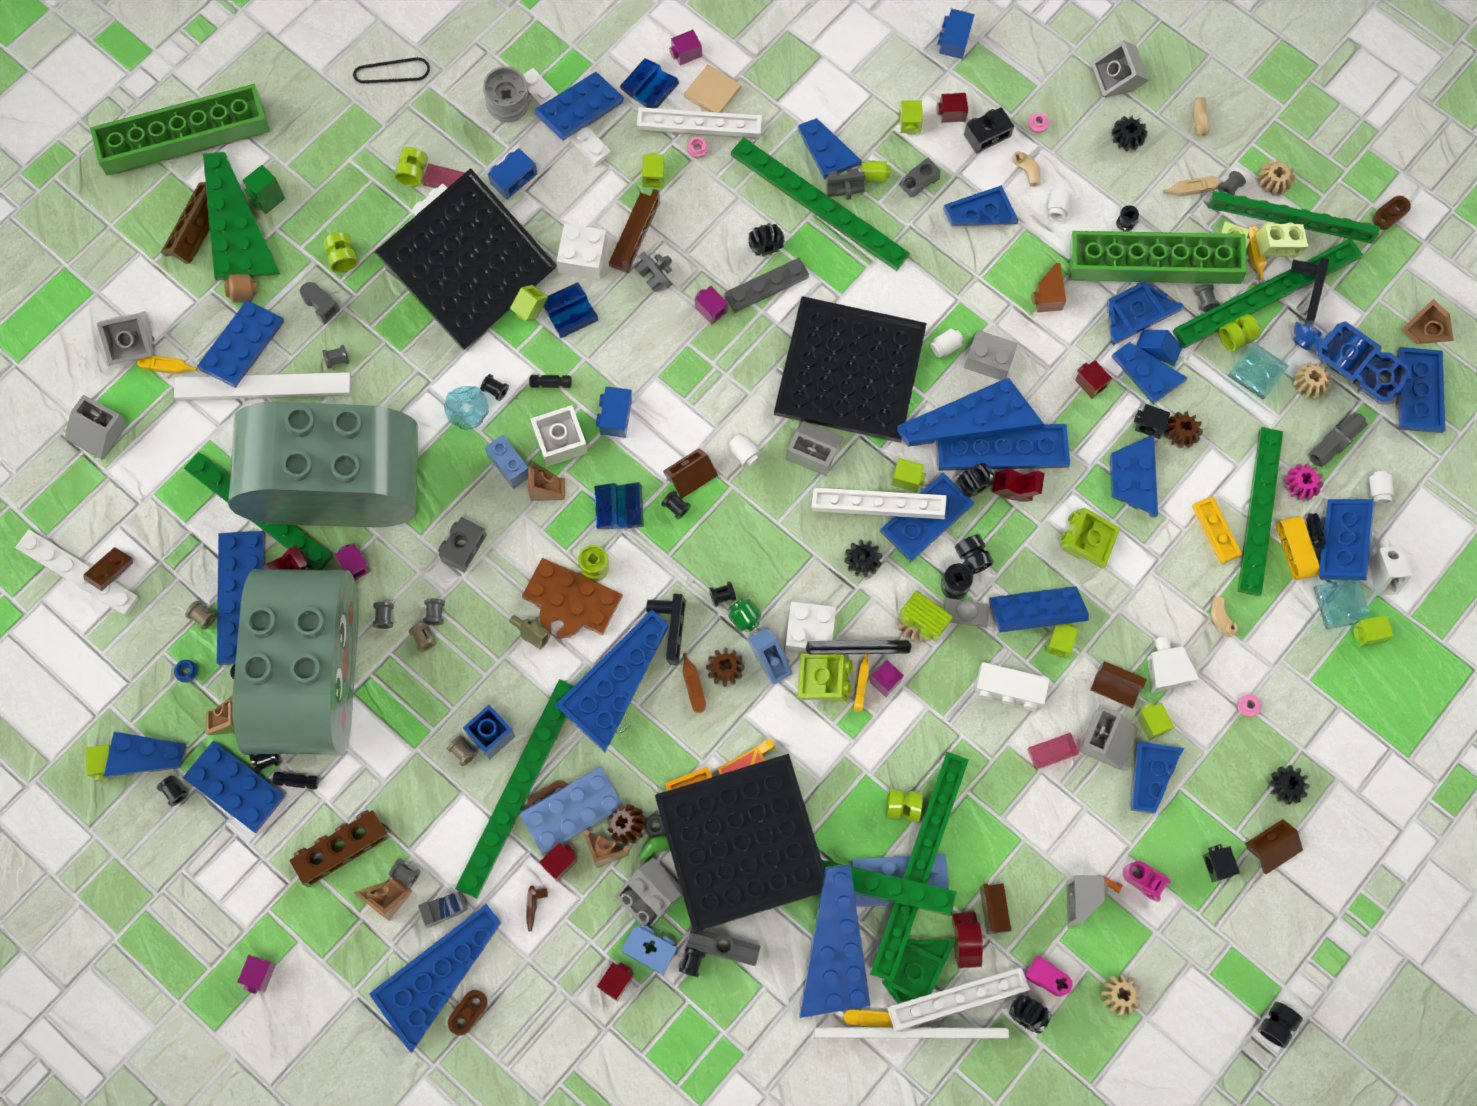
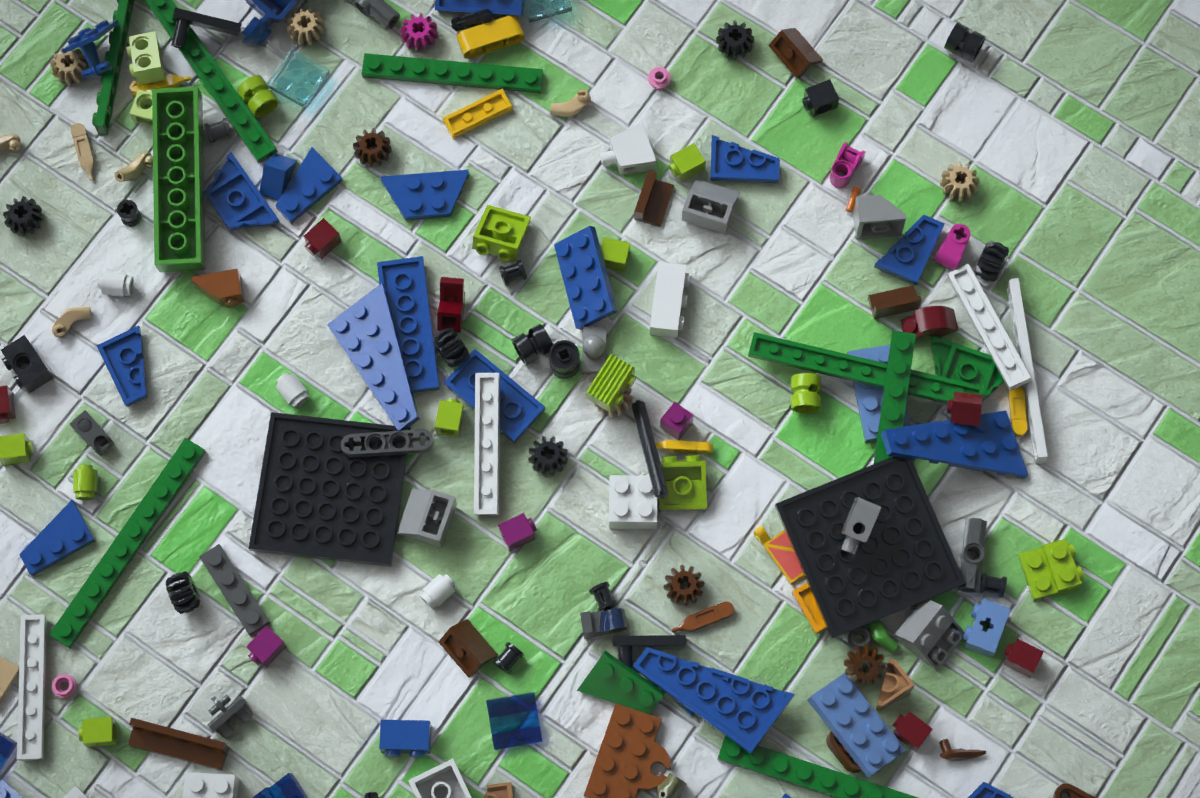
camera: 90 degrees left, 0 degrees up
(593, 563) = (586, 736): lime wheel -> none
(637, 600) = (621, 685): none -> green wing
(698, 589) = (603, 622): none -> leg
(701, 1025) = (1051, 569): none -> lime plate
(744, 615) = (624, 571): green head -> none
(758, 828) = (863, 513): none -> light grey torso
(770, 655) = (665, 541): medium blue slope -> none
(793, 524) = (517, 531): none -> magenta brick
(845, 184) = (106, 512): dark grey hips -> none
(869, 956) = (965, 408): none -> dark red brick
(884, 416) = (387, 443): none -> dark grey beam
(990, 355) = (301, 343): light grey slope -> none
(1038, 127) = (15, 318): bright pink plate -> none
(1047, 935) = (912, 251): none -> blue wing
(1048, 552) = (512, 272): none -> black bush
(1053, 751) = (729, 257): clear pink tile -> none
(1151, 421) = (365, 178): black brick -> none
(1168, 222) = (135, 168): none -> tan arm
(1232, 183) = (80, 109): dark grey bush -> none
(1290, 186) = (85, 40): none -> blue plate

